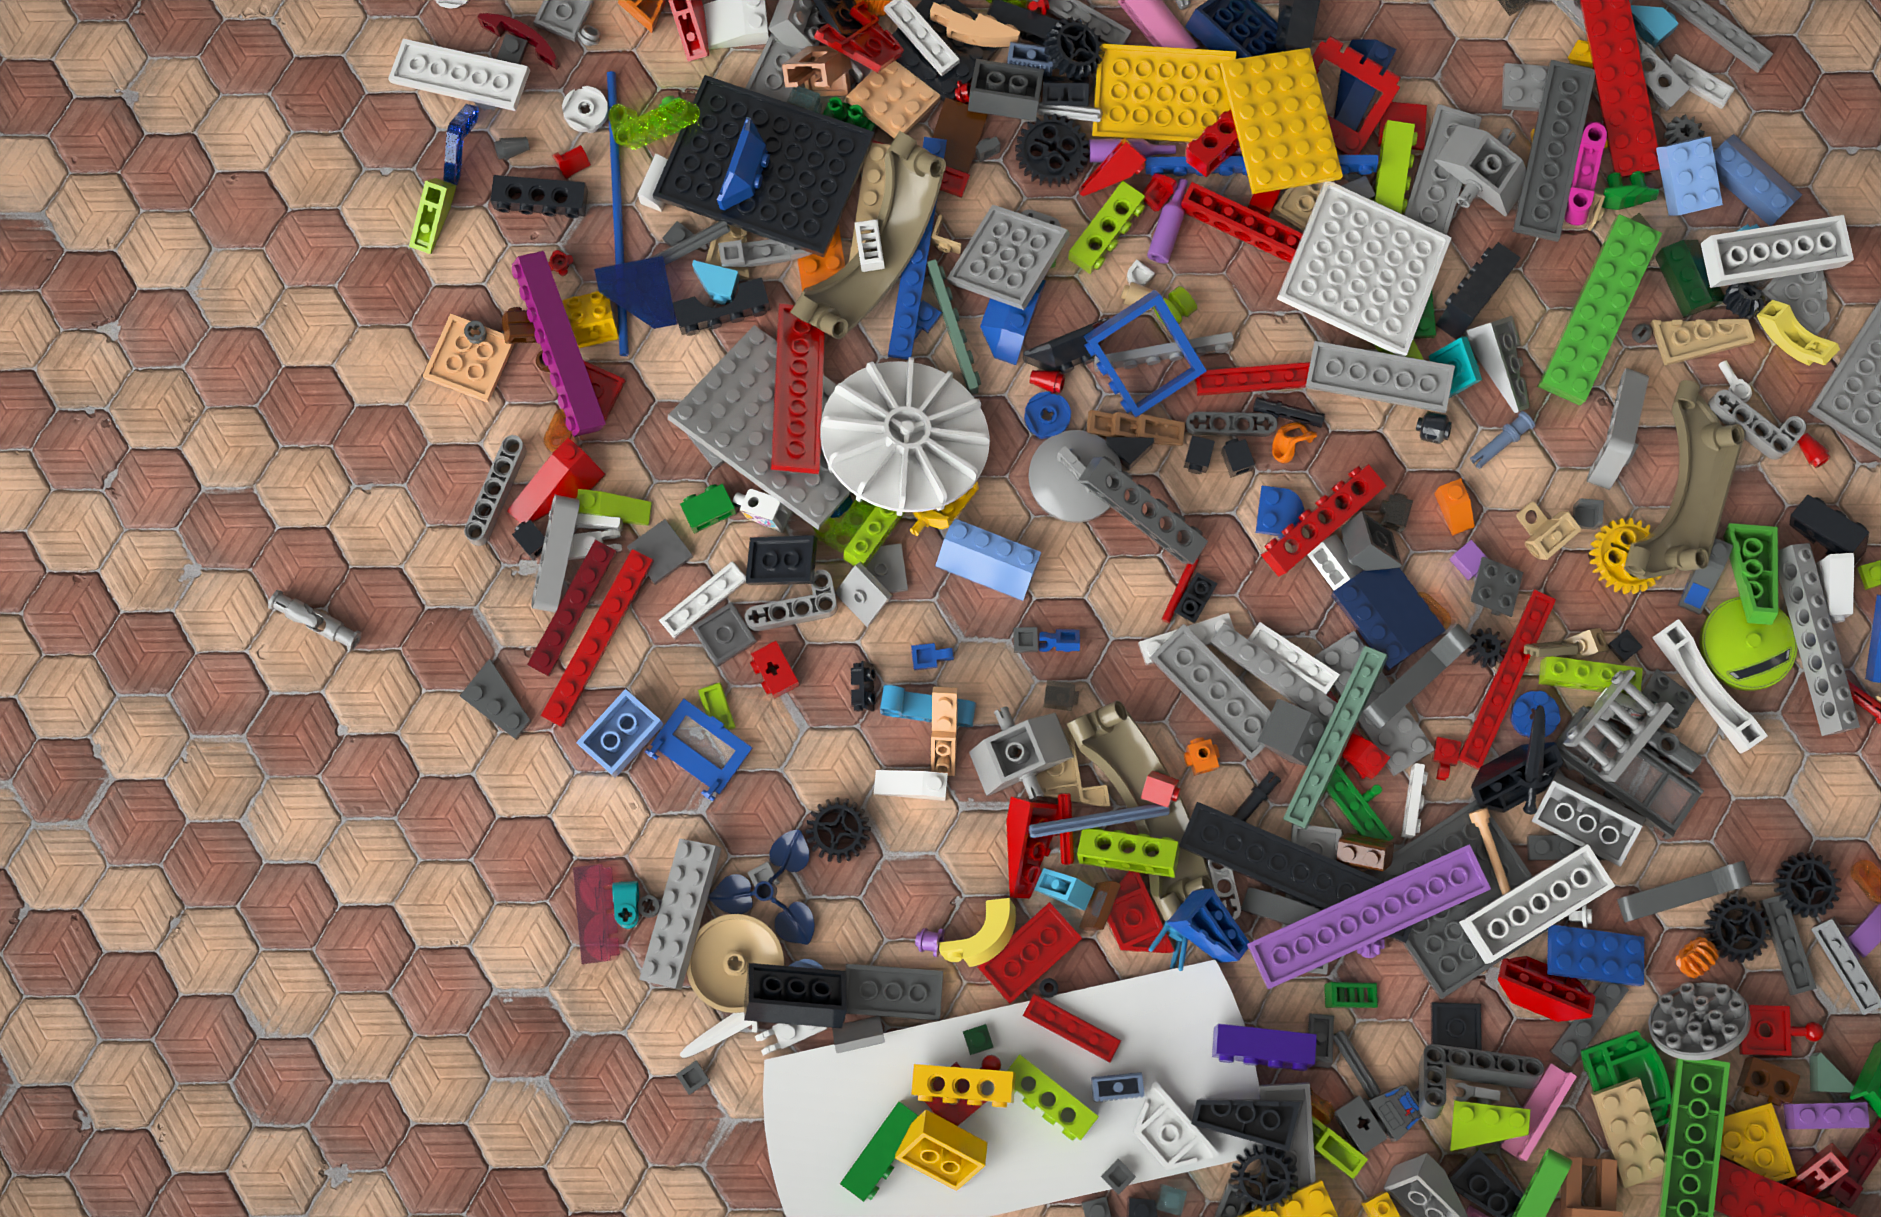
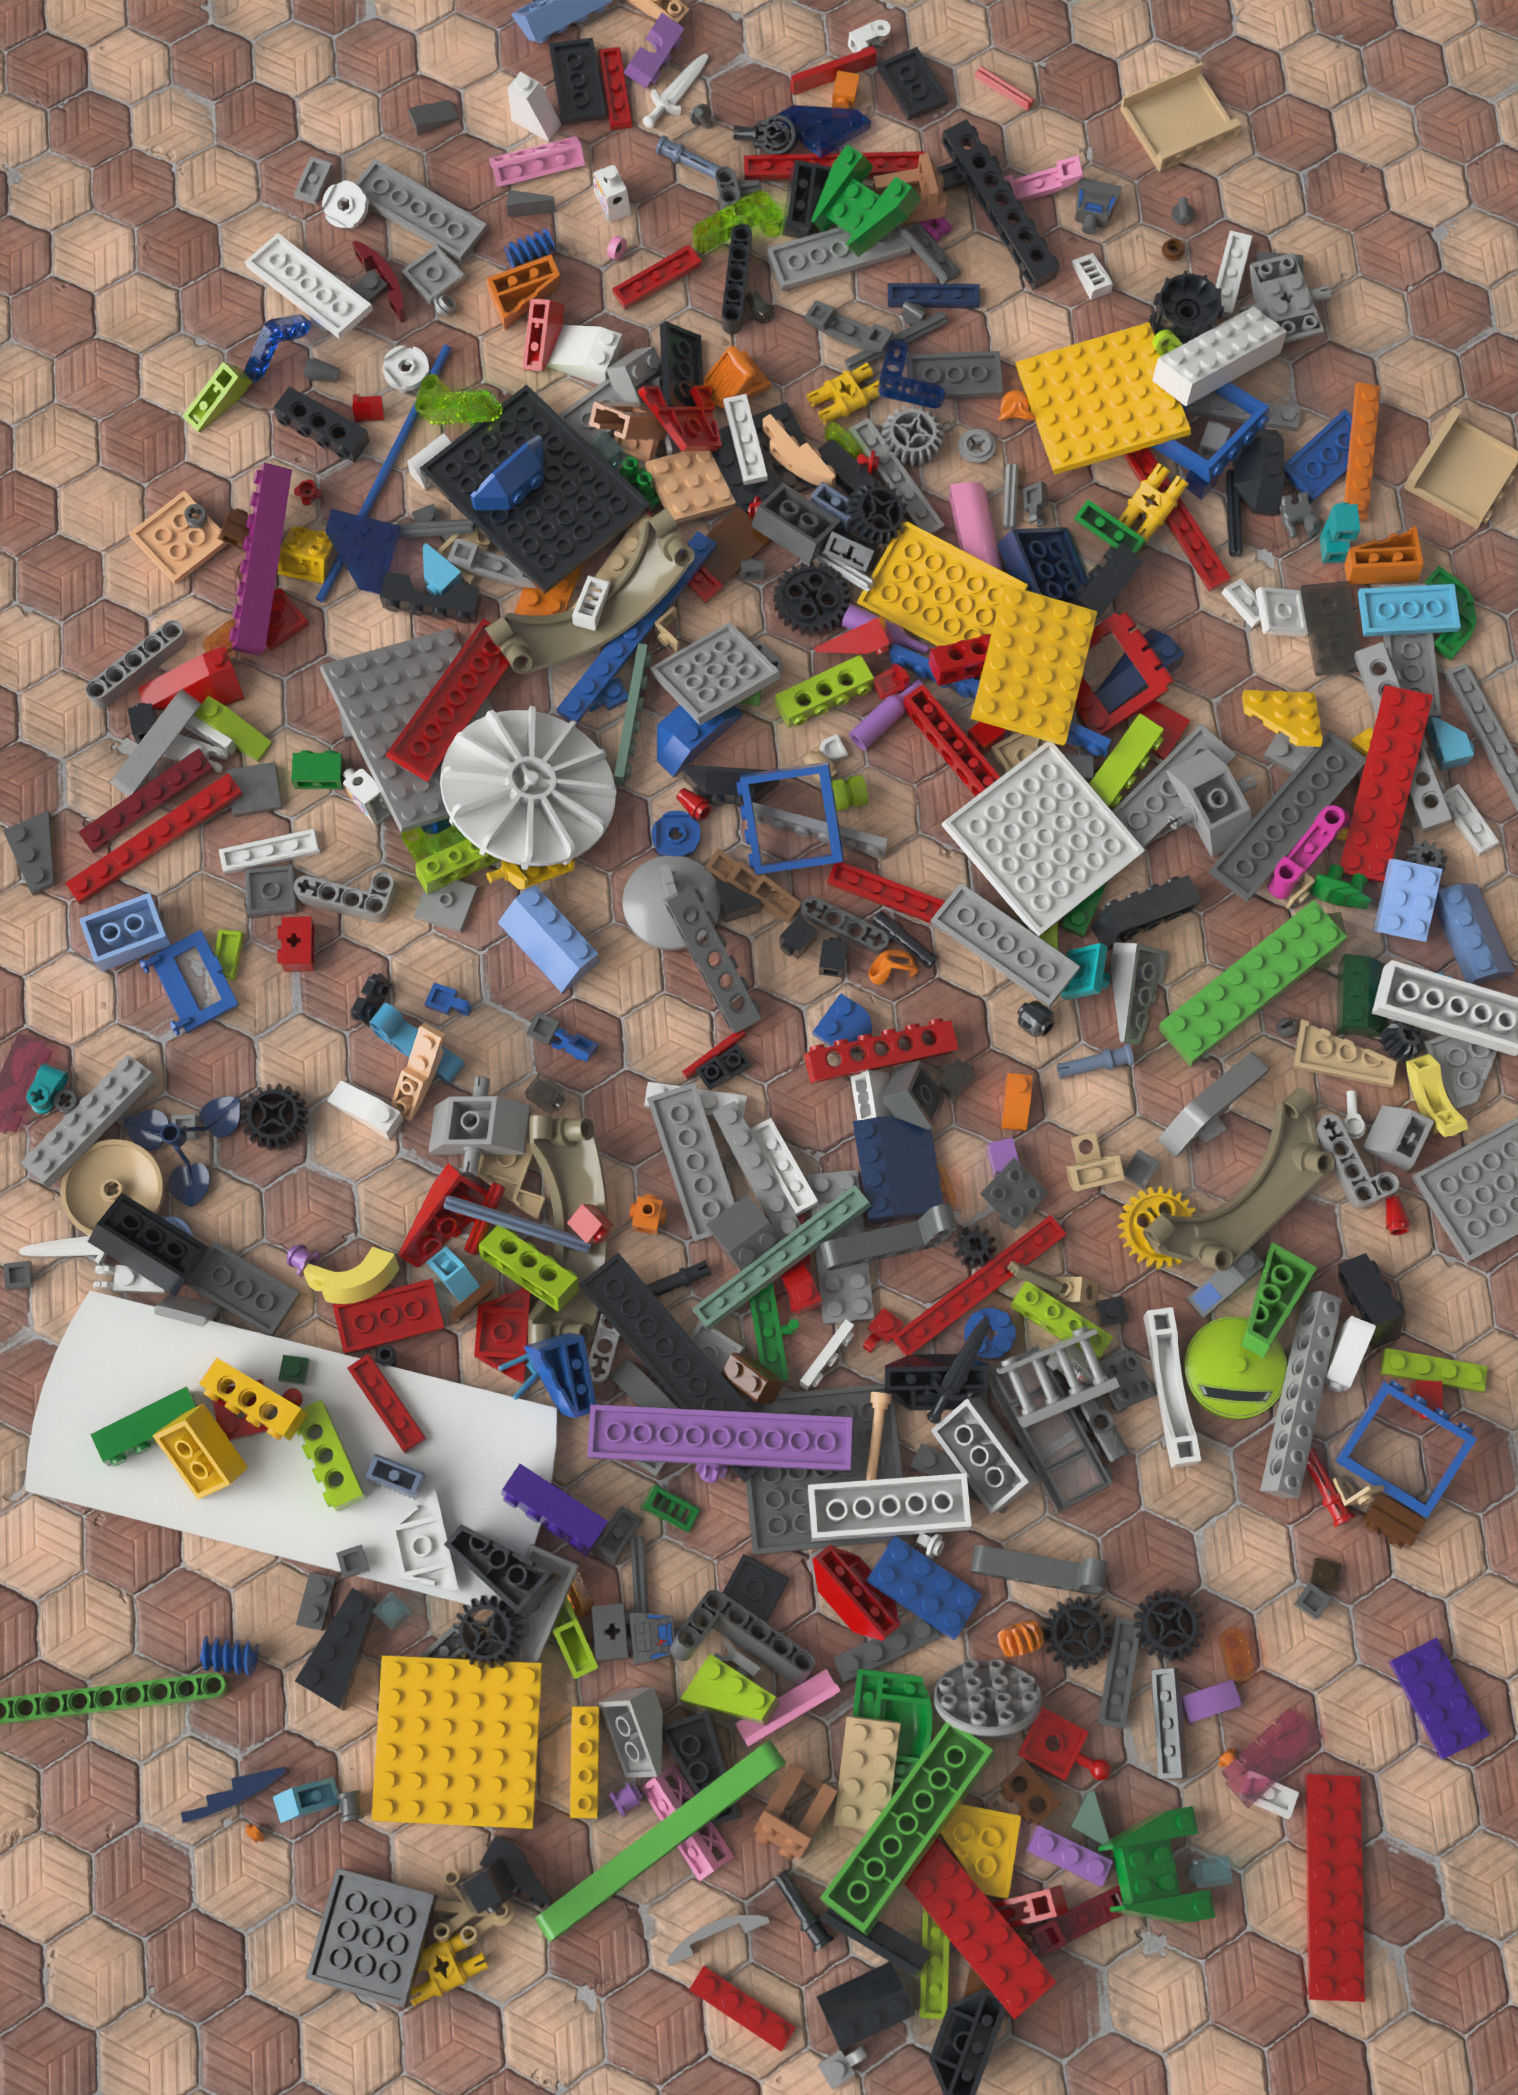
camera: 25 degrees right, 5 degrees down
(781, 560) = (357, 847): black plate -> none
(863, 594) = (414, 913): plate -> none
(1505, 61) = (1287, 713): none -> yellow plate
(1782, 382) = (1397, 1136): none -> light grey slope

